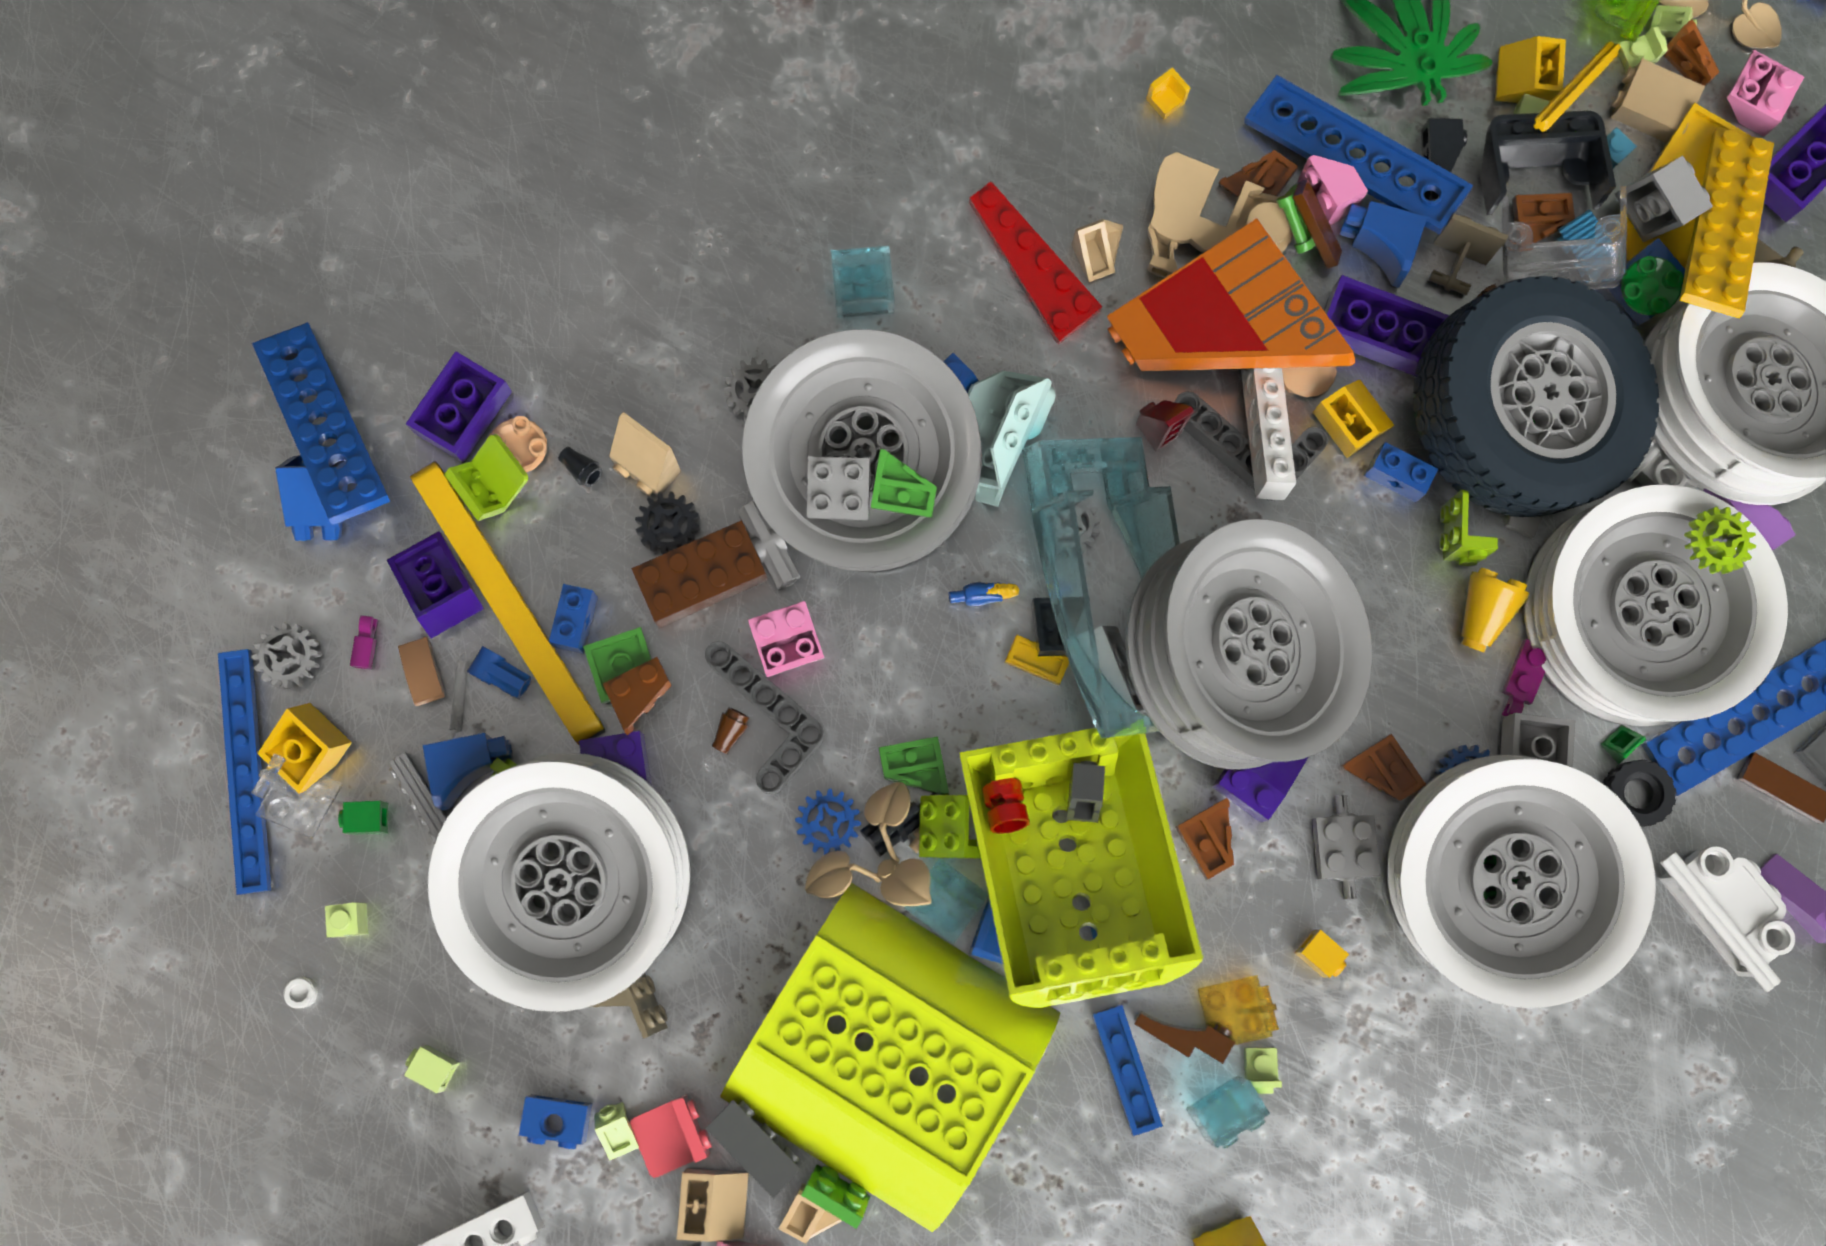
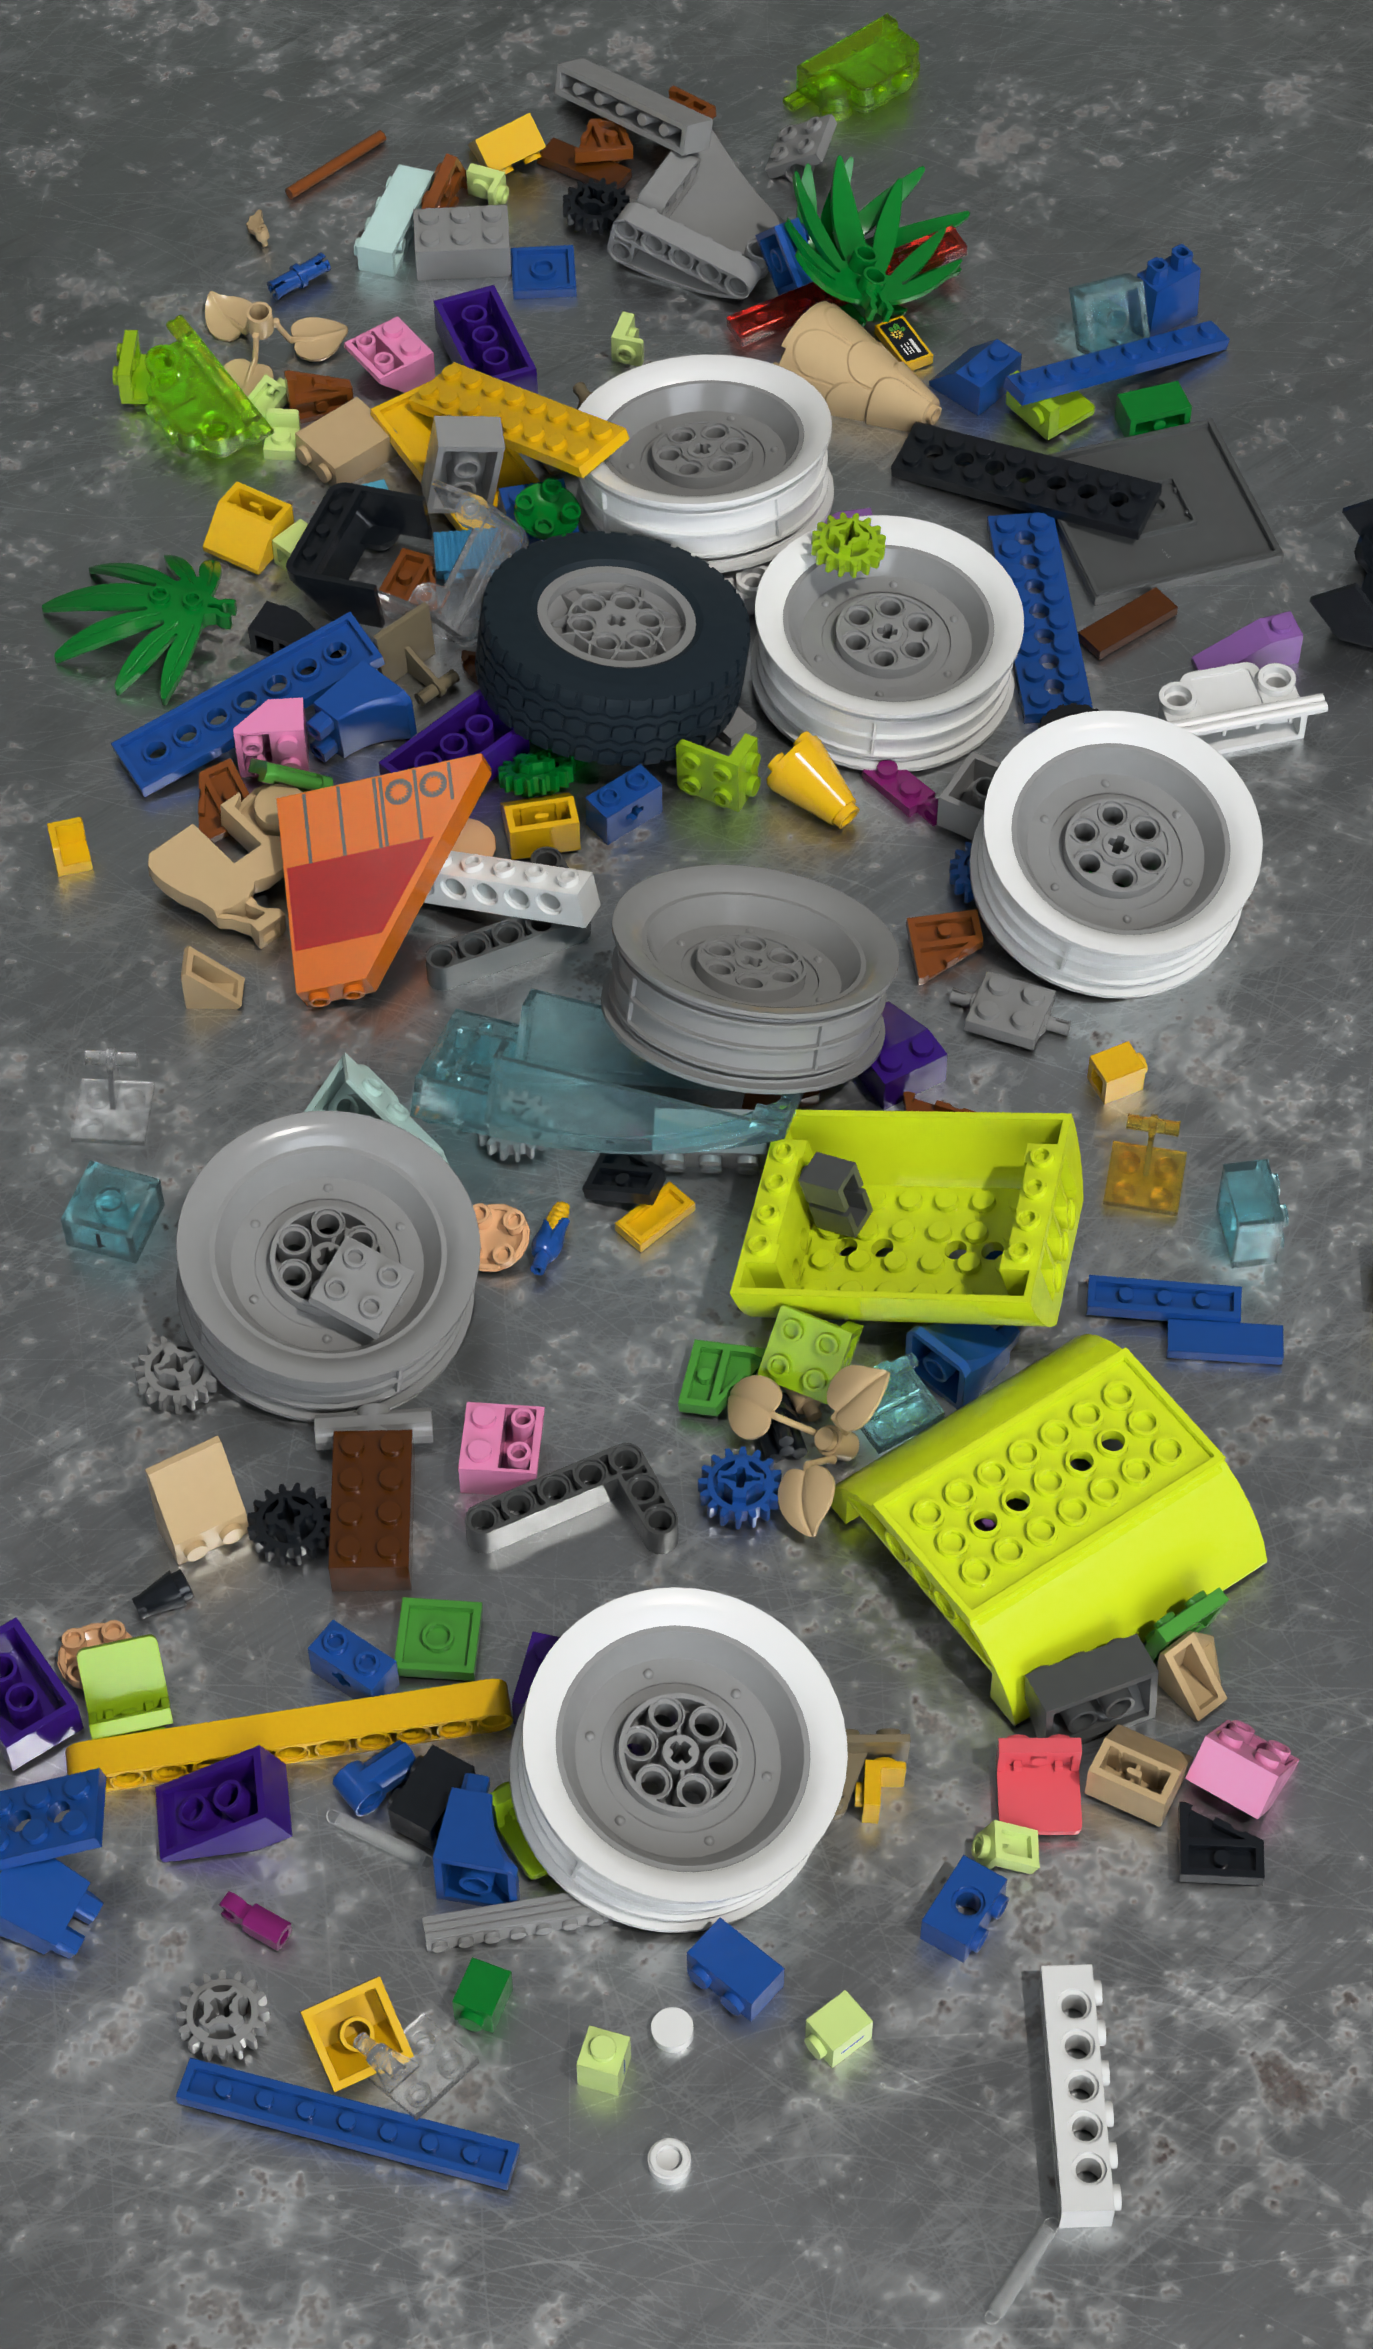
camera: 60 degrees left, 25 degrees down
(395, 953) = (672, 2029): none -> white tile
(421, 671) = (328, 1865): medium nougat slope -> none
(445, 984) = (734, 1970): none -> blue brick
(493, 716) = (422, 1802): none -> black brick
(617, 1016) = (877, 1774): none -> yellow bracket
(637, 691) = (483, 1620): dark orange wing -> none
(729, 730) = (576, 1549): reddish brown cone -> none
(901, 488) = (399, 1221): bright green wing -> none
(957, 236) = (112, 1108): none -> clear plate
(965, 554) = (502, 1236): none -> light nougat dish
(1006, 810) = (803, 1273): red wheel -> none
(1047, 281) = (231, 1039): red wing -> none
(1113, 1129) = (1225, 1341): none -> blue tile
(1163, 422) = (448, 980): dark red slope -> none
(1211, 1040) = (1165, 1201): reddish brown slope -> none
(1262, 1068) = (1208, 1174): yellowish green bracket -> none
(1317, 224) = (307, 763): reddish brown tile -> none
(1393, 395) = (536, 774): none -> green gear
(1576, 86) = (293, 492): yellow axle -> none
(1622, 743) = (1013, 730): green slope -> none

